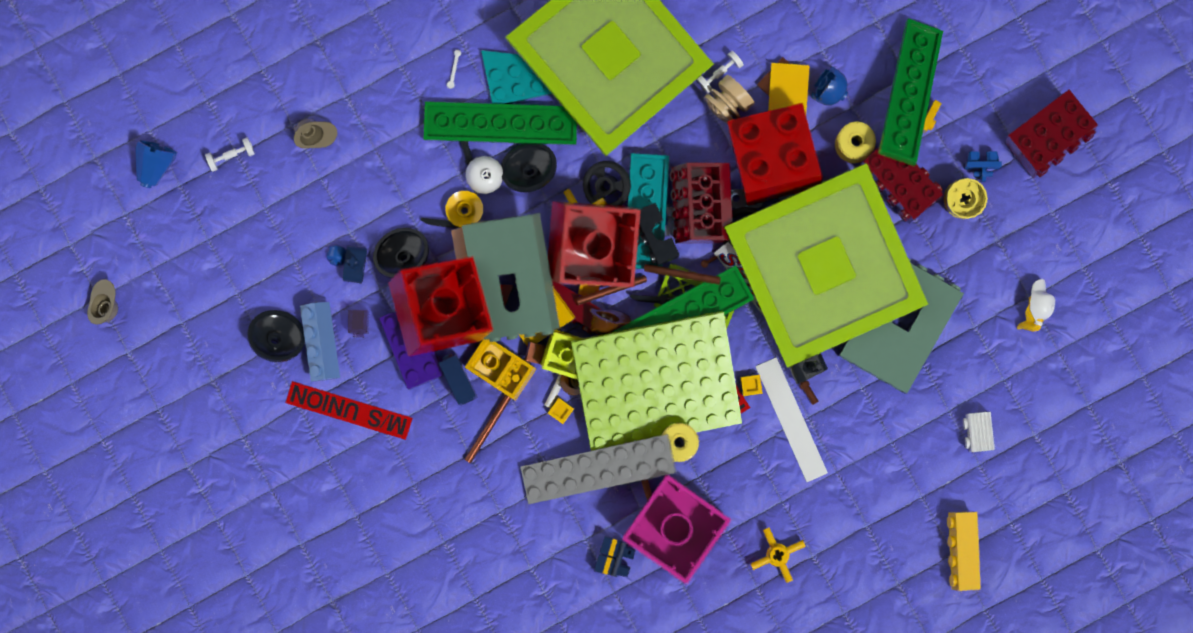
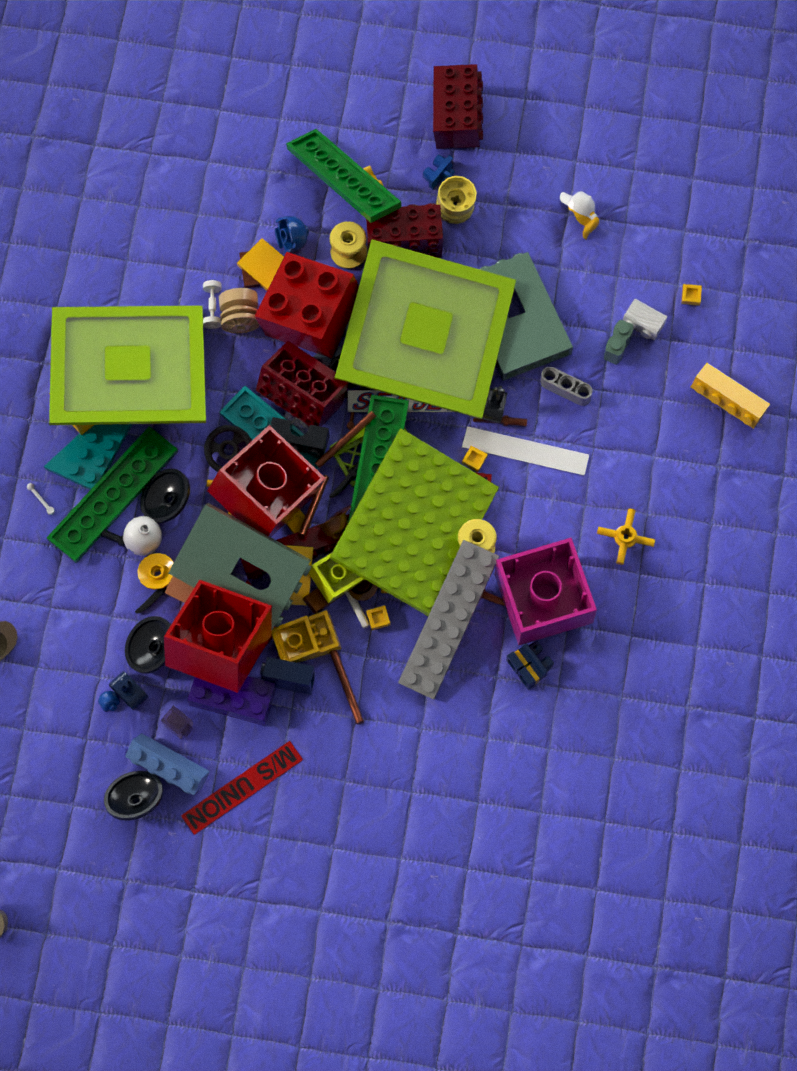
camera: 55 degrees left, 15 degrees down
(871, 402) = (562, 378): none -> light grey beam
(938, 426) = (618, 342): none -> sand green brick
(1032, 453) = (691, 294): none -> yellow plate

